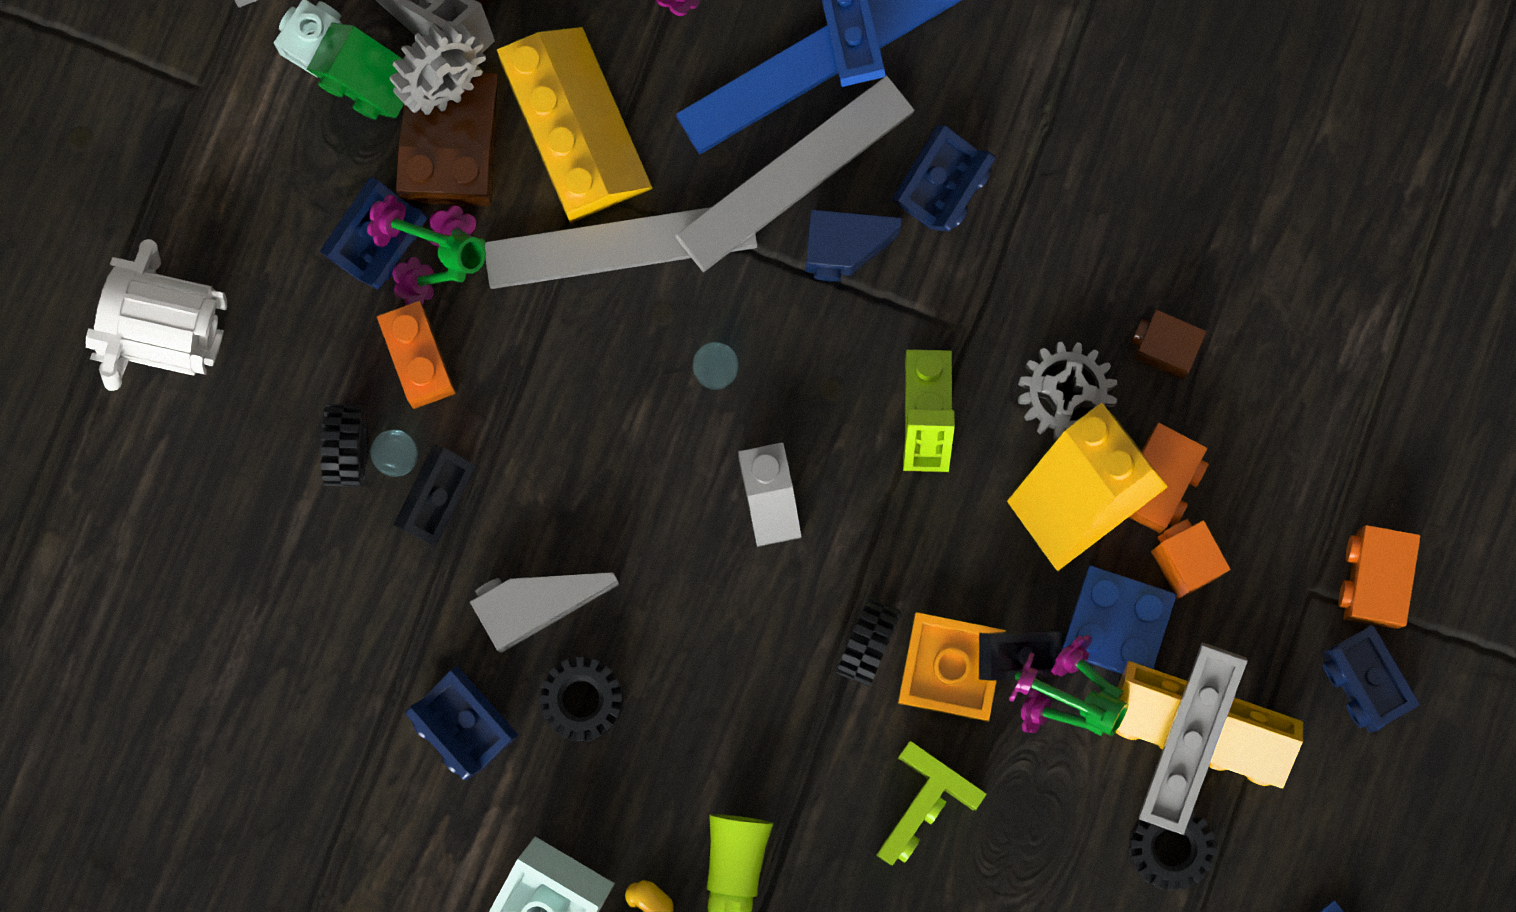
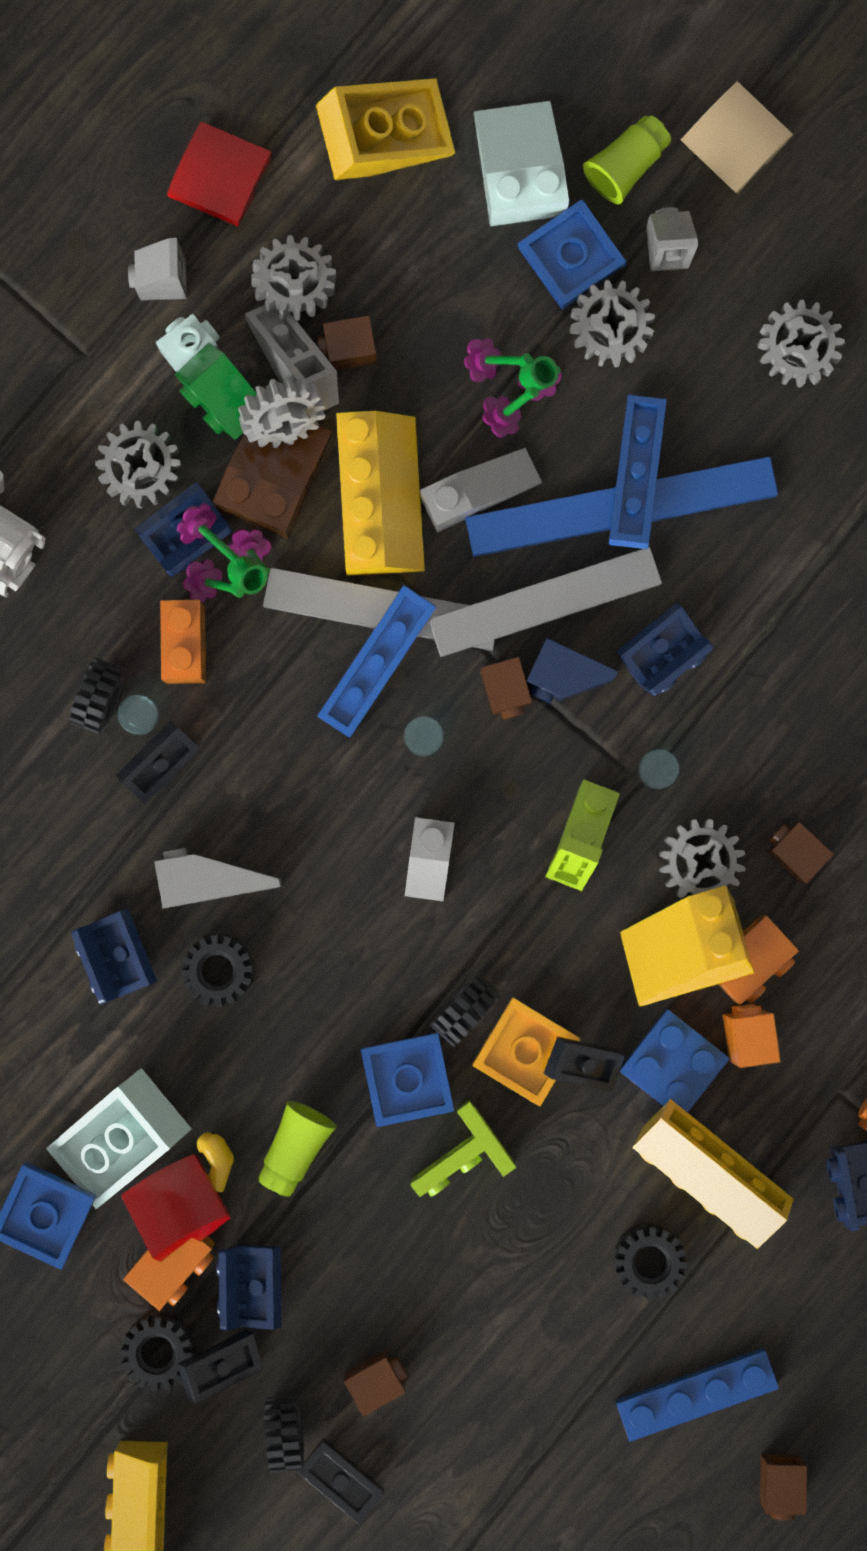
camera: 15 degrees right, 5 degrees up
(319, 182) = (123, 458): none -> light grey gear
(635, 300) = (376, 661): none -> blue plate
(678, 79) = (478, 488): none -> light grey slope
(786, 280) = (506, 688): none -> reddish brown brick
(832, 744) = (407, 1079): none -> blue plate
(984, 310) = (658, 769): none -> clear light blue tile
(1101, 710) = (631, 1136): plant -> none
(1192, 738) = (699, 1186): light grey plate -> none

